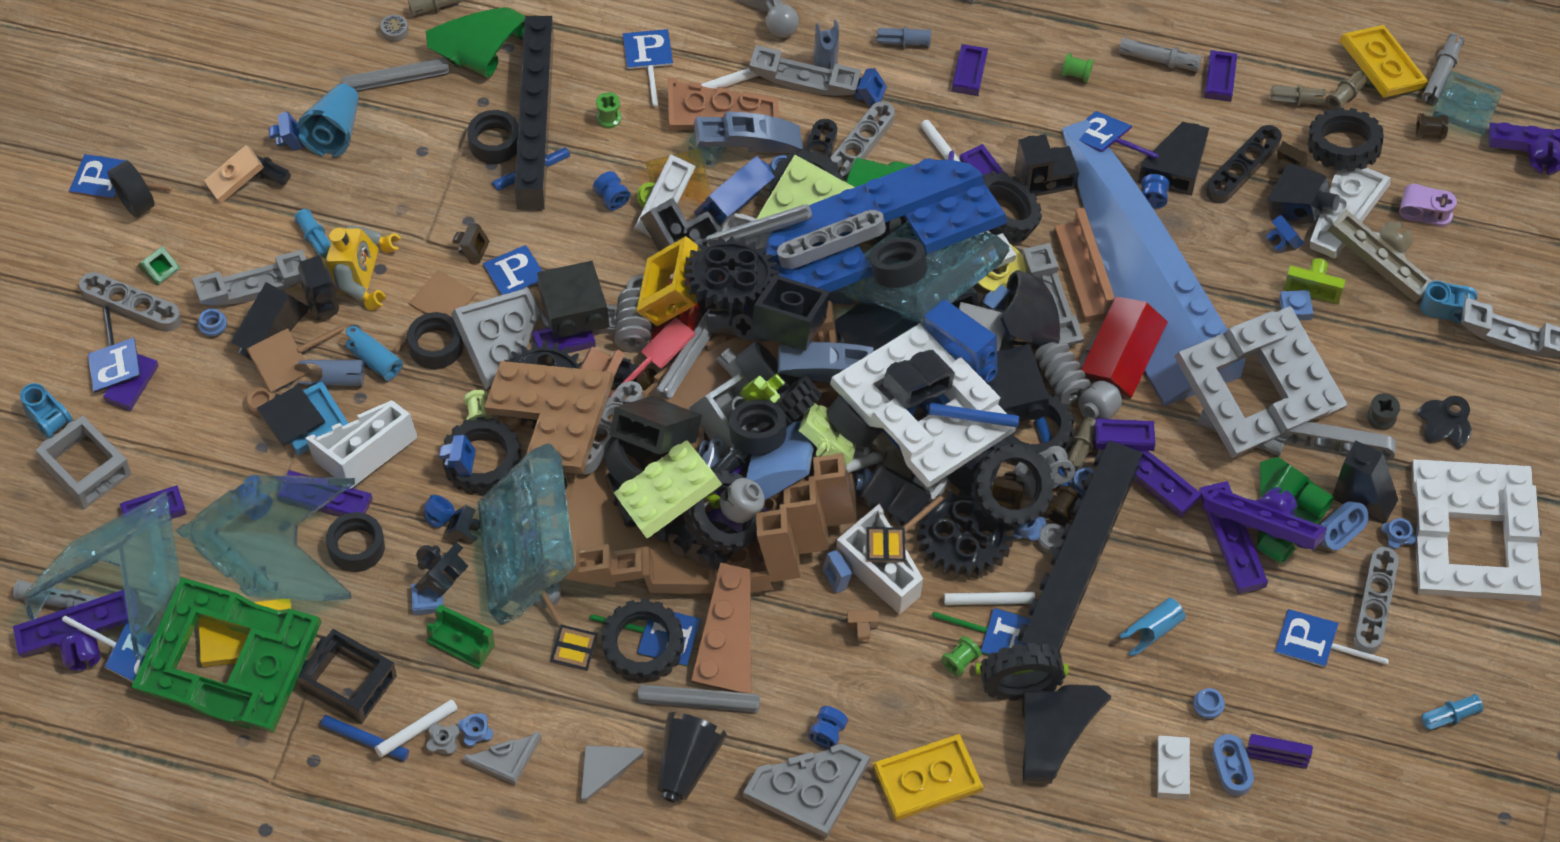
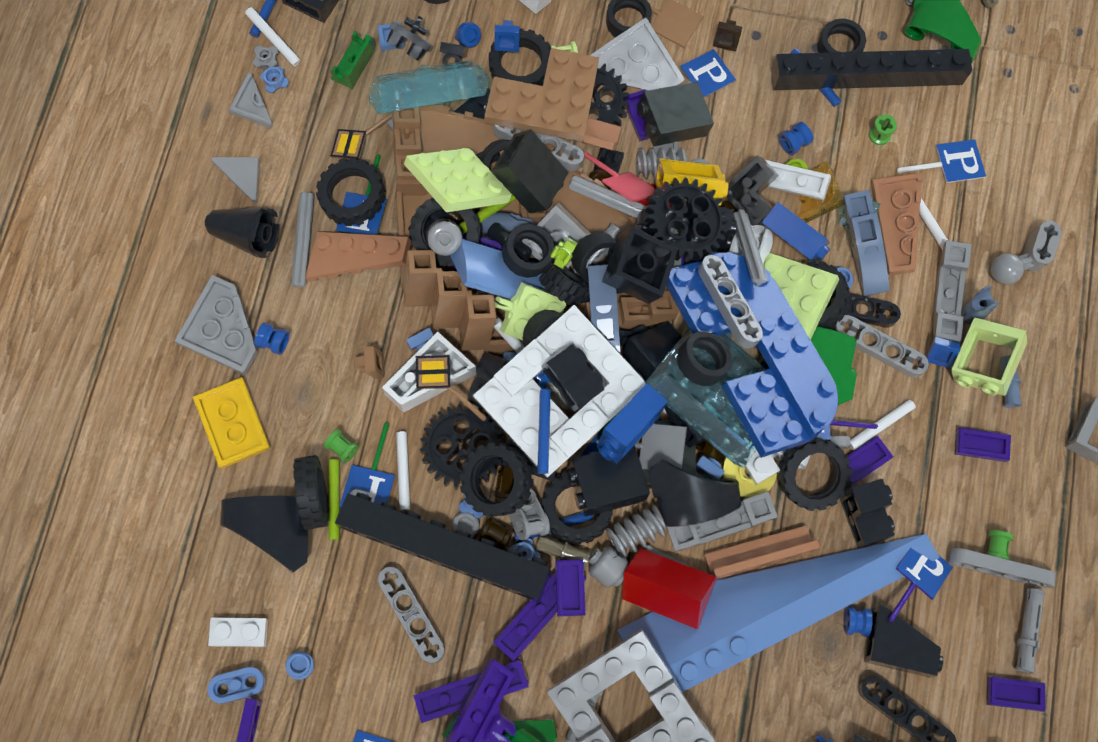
camera: 85 degrees right, 15 degrees up
(859, 33) = (995, 334): none -> yellowish green window
(1099, 68) = (1002, 568): none -> light grey beam
(1149, 590) = (408, 616): none -> light grey beam
(1155, 624) = (375, 614): dark azure piece -> none

